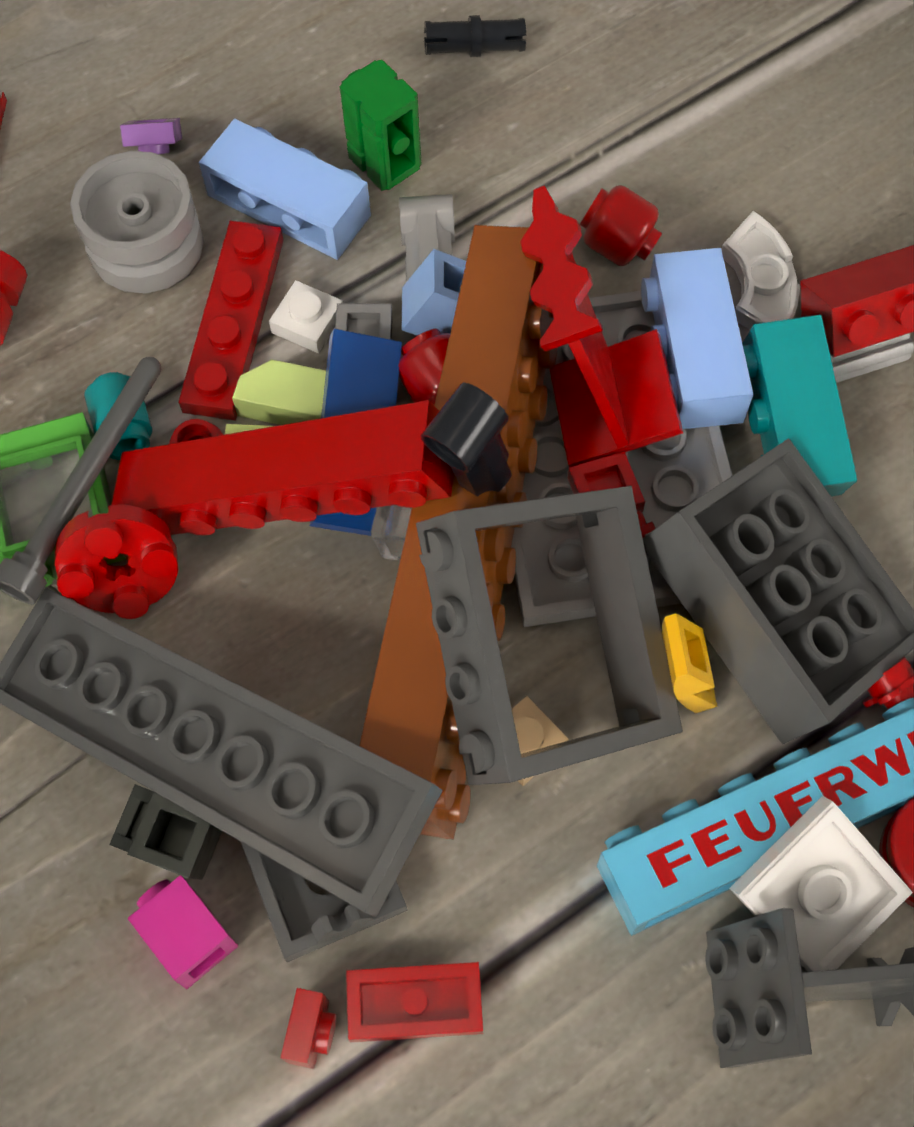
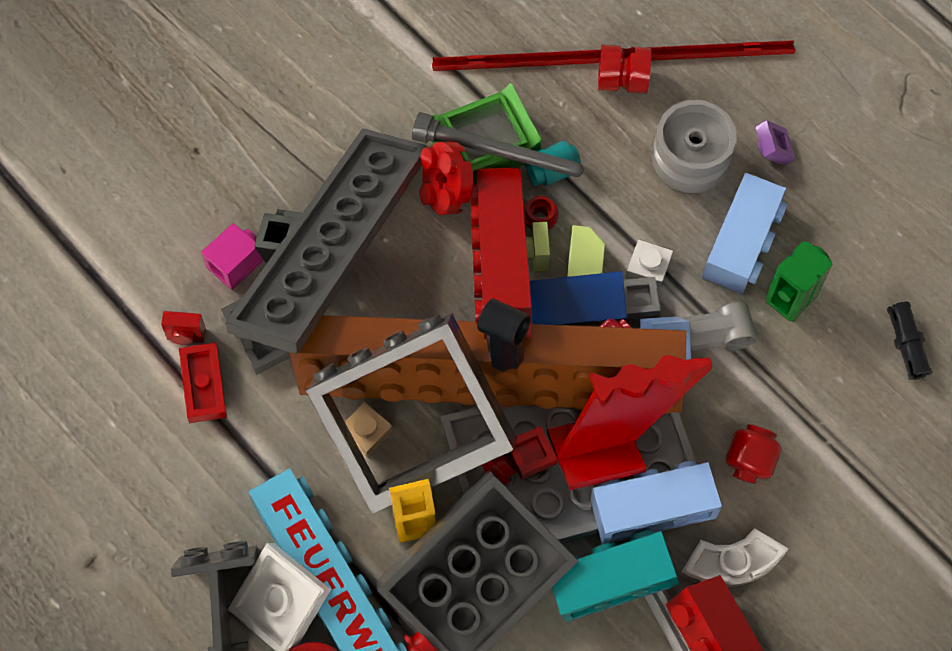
camera: 80 degrees right, 0 degrees up
(231, 319) = (643, 218): red plate -> none

